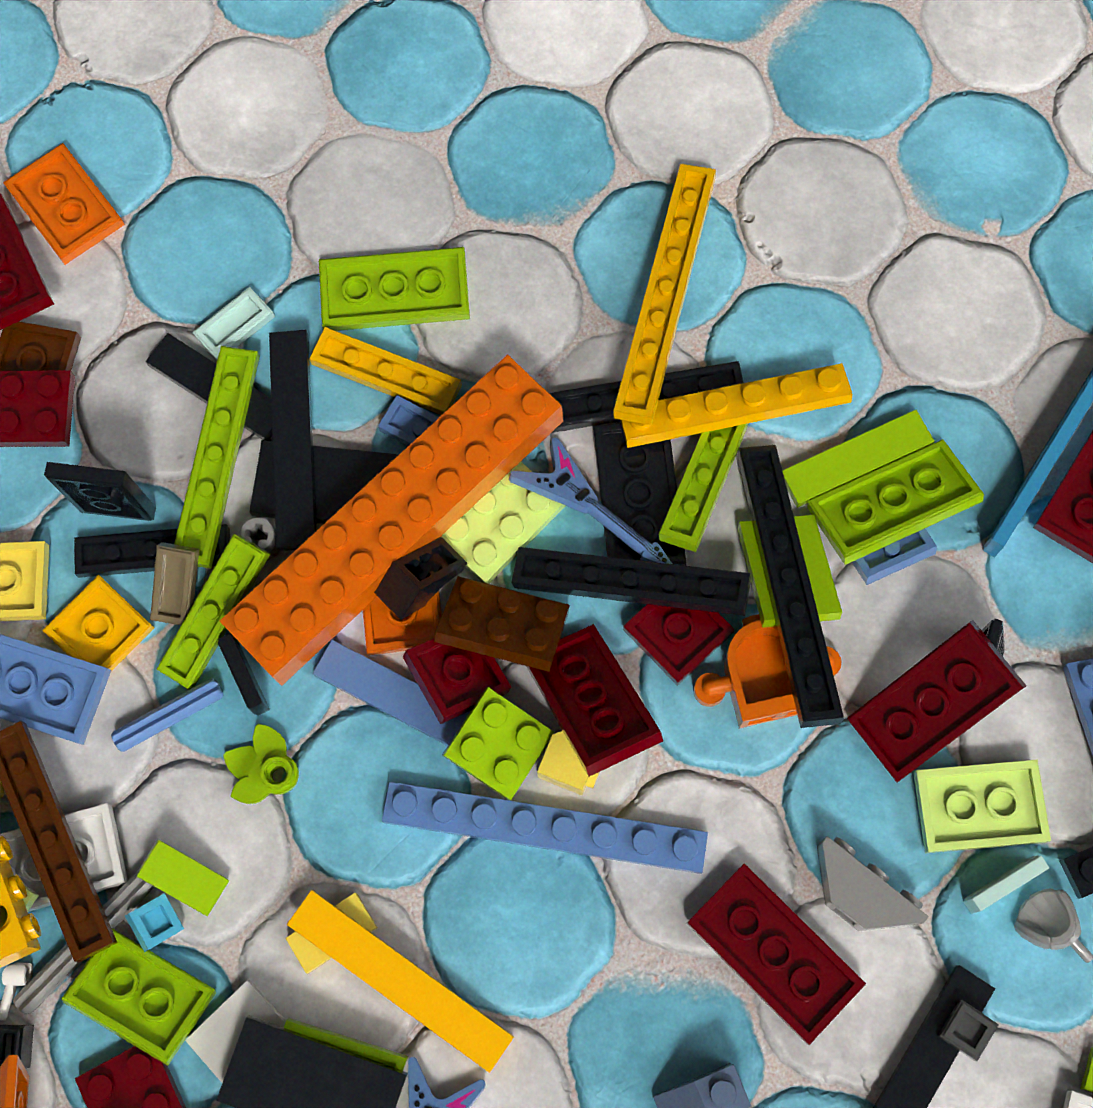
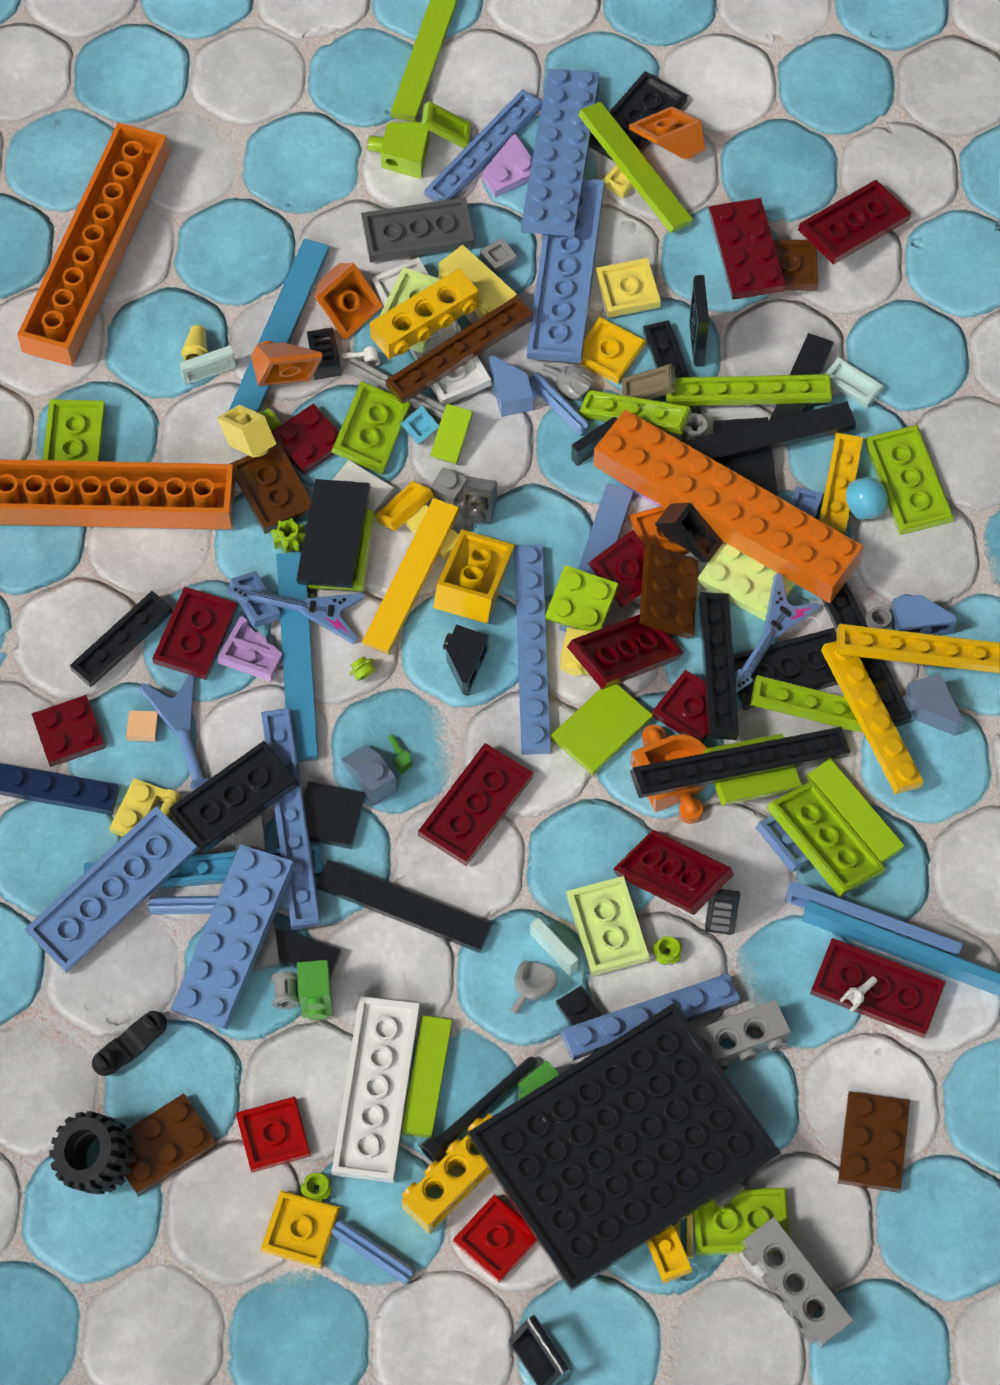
camera: 75 degrees right, 10 degrees down
(64, 203) = (917, 256): orange tile -> none
(126, 776) = (511, 388): none -> medium blue slope
(134, 687) = (572, 380): none -> light grey piece
(256, 766) = (536, 465): lime plate -> none
(260, 898) = (448, 485): none -> light grey plate
(281, 970) = (403, 506): none -> yellow tile
(301, 856) = (479, 500): none -> flat silver slope
(416, 341) = (866, 498): none -> medium azure hair
(421, 888) = (473, 576): none -> yellow slope
(535, 1080) = (362, 668): none -> lime plate
(544, 925) = (465, 655): none -> black slope
(596, 359) = (879, 613): none -> light grey plate
(601, 321) = (921, 616): none -> medium blue slope
(689, 1044) = (403, 760): none -> bright green hand
(692, 762) = (601, 727): none -> lime tile
(727, 328) = (933, 704): none -> sand blue slope
(862, 892) = (528, 852): light grey slope -> none
(968, 1030) = (447, 931): dark grey tile -> none
(1019, 470) = (799, 896): none -> medium blue tile
(1031, 727) = (667, 943): none -> lime plate

